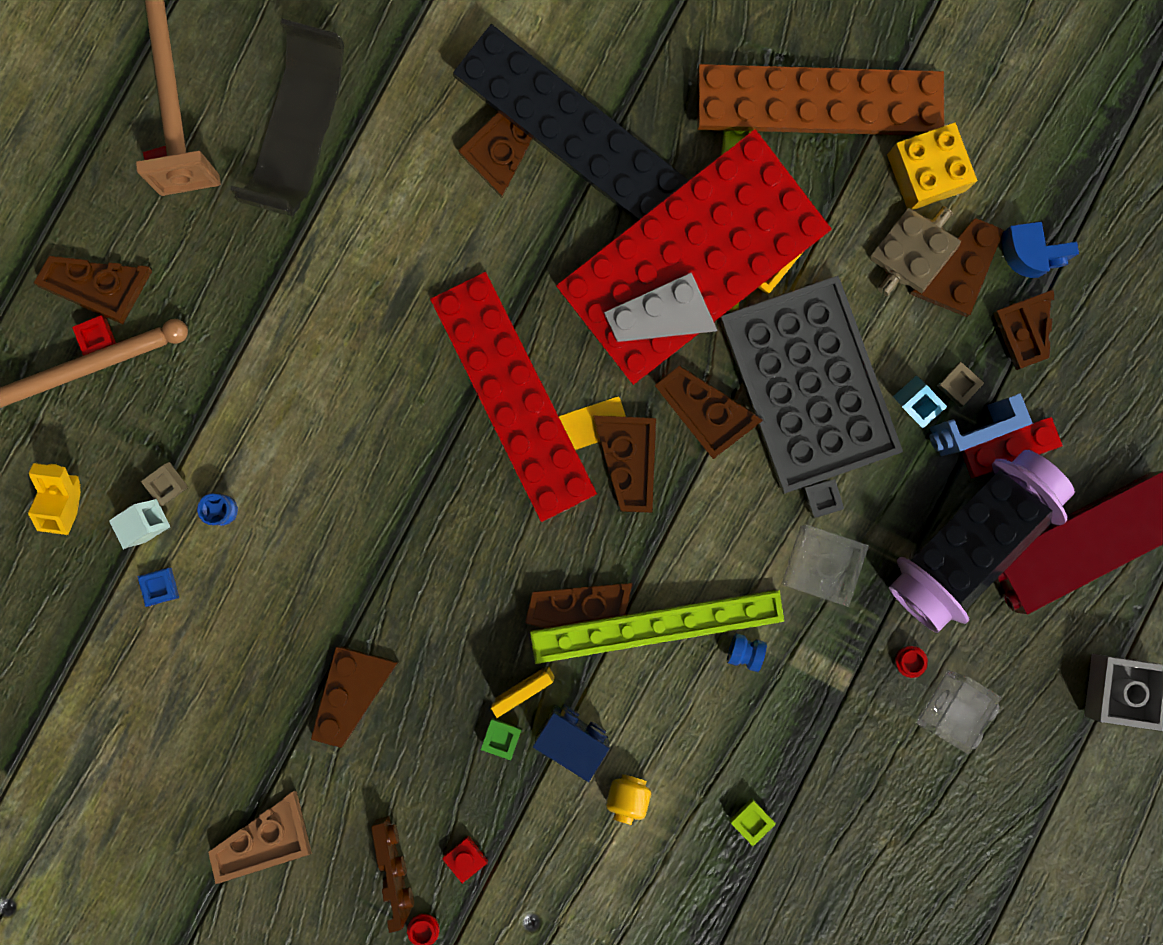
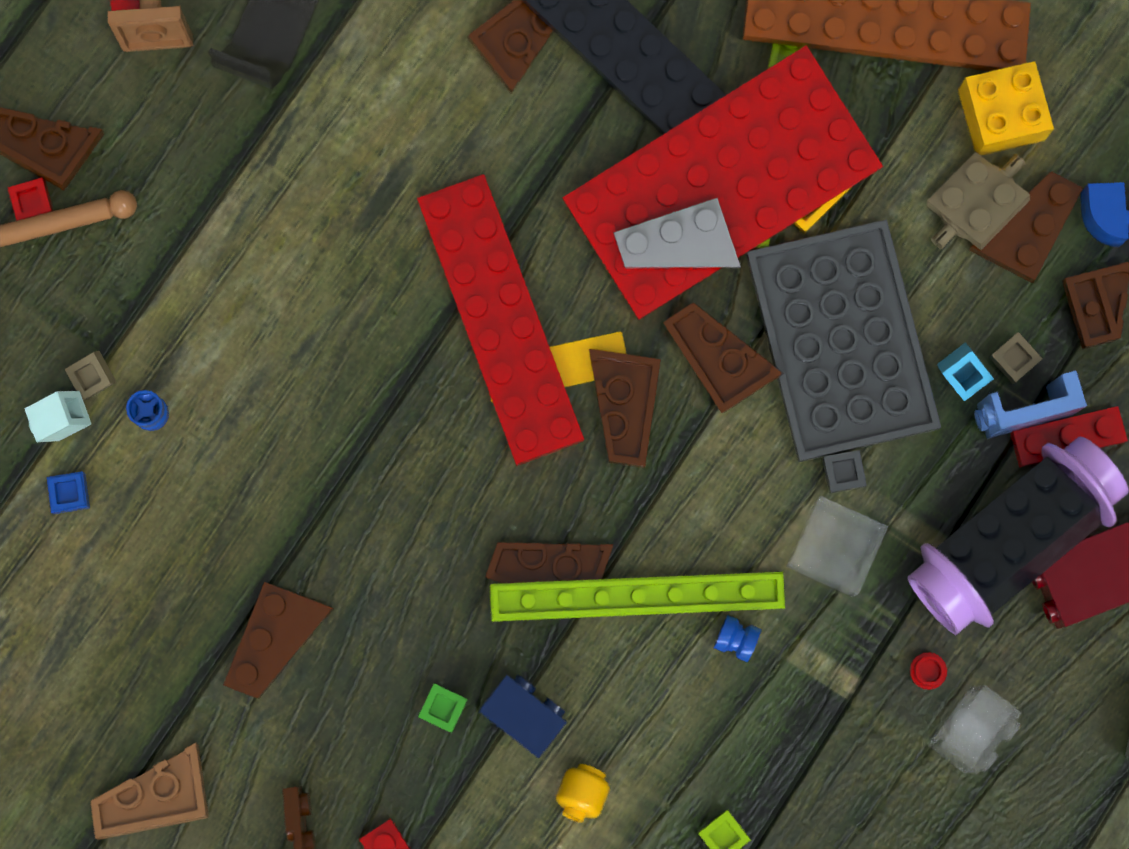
camera: 10 degrees right, 5 degrees down
(522, 691) = (473, 652): yellow tile -> none

